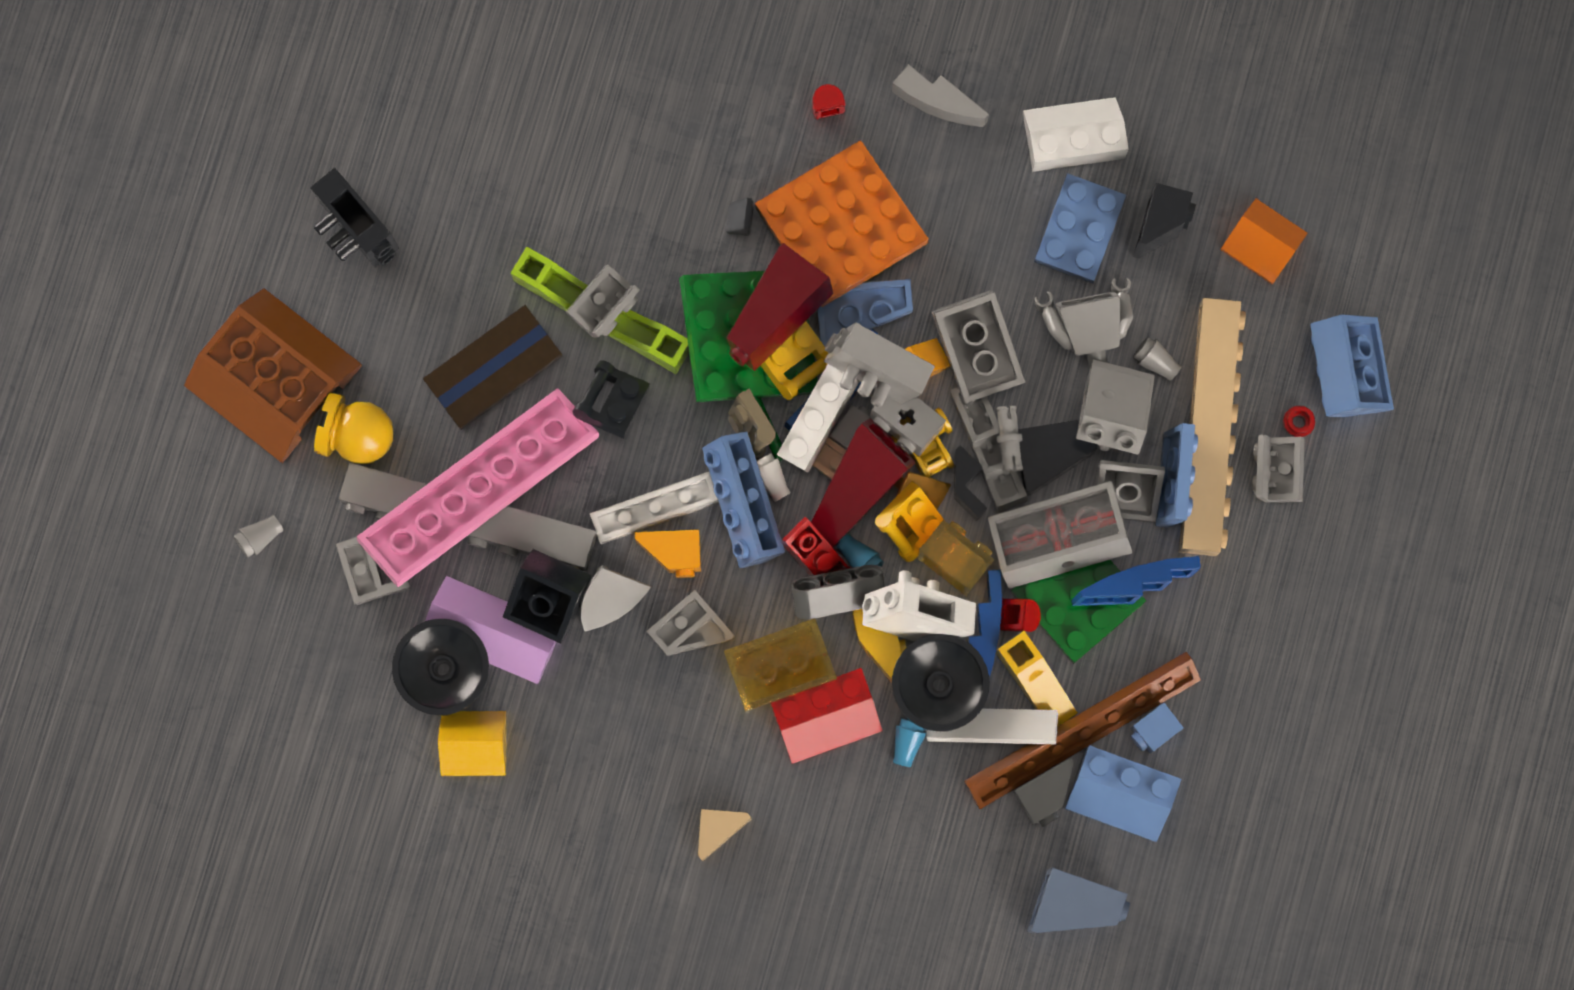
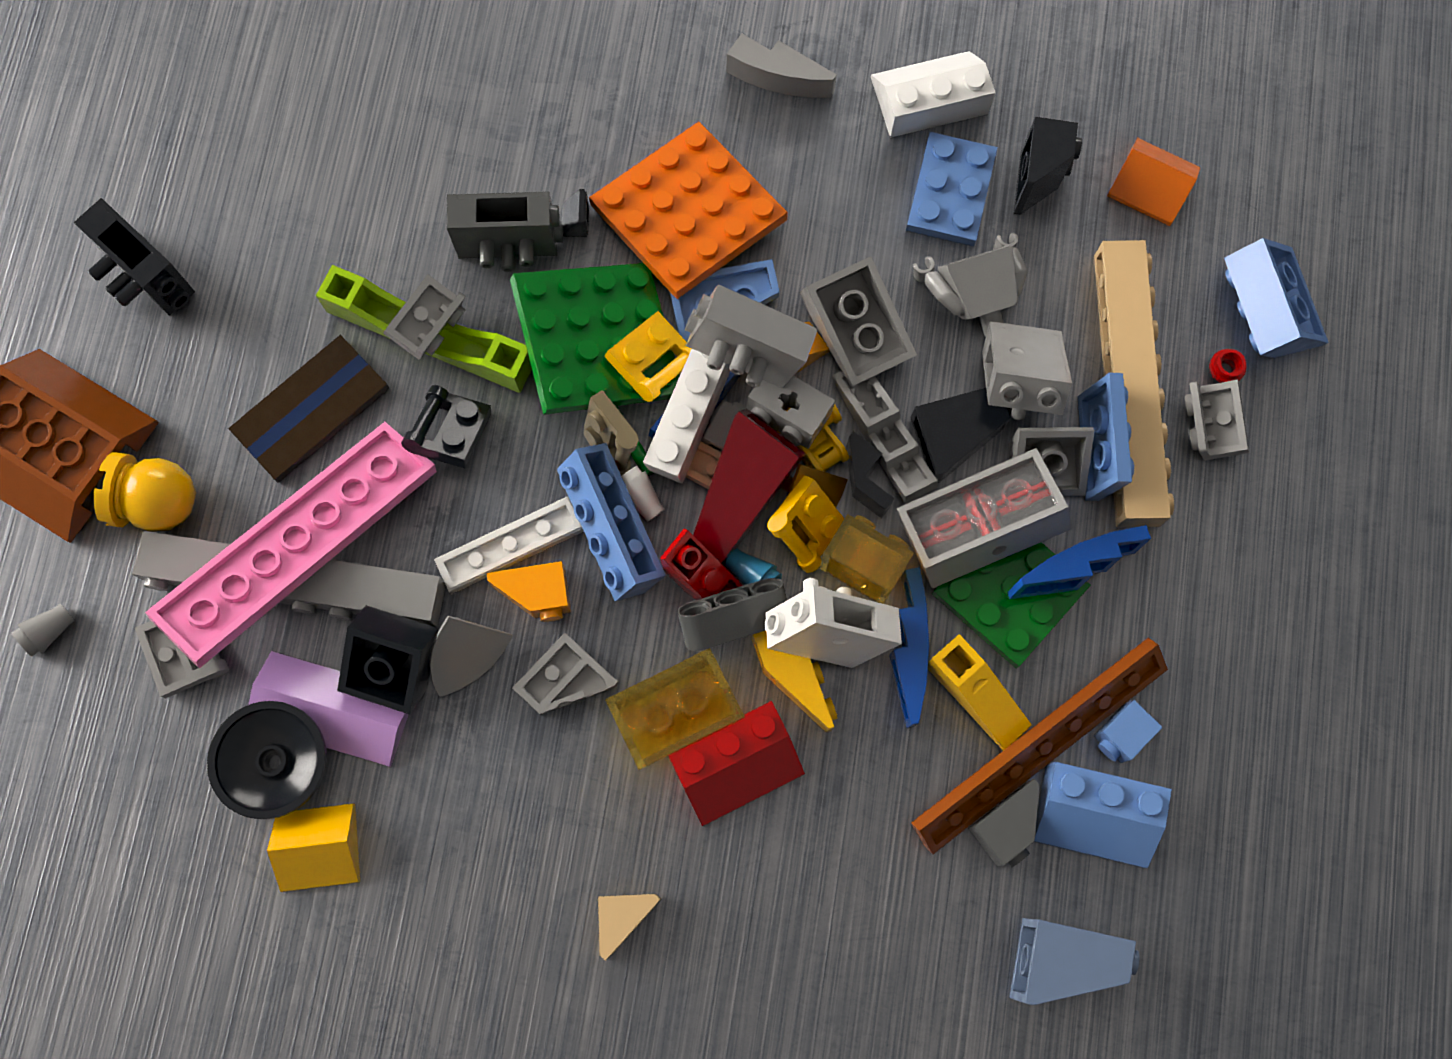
camera: 10 degrees left, 5 degrees down
(678, 226) = (504, 227): none -> dark grey piece
(778, 307) = (625, 297): dark red slope -> none
(828, 101) = (658, 84): red brick -> none
(907, 742) = (837, 782): dark azure cone -> none
(943, 659) = (890, 691): black dish -> none
(1004, 726) = (935, 752): white tile -> none
(1009, 438) = (909, 416): light grey pin -> none
(1019, 615) = (949, 617): red brick -> none
(1156, 358) = (1058, 315): light grey cone -> none

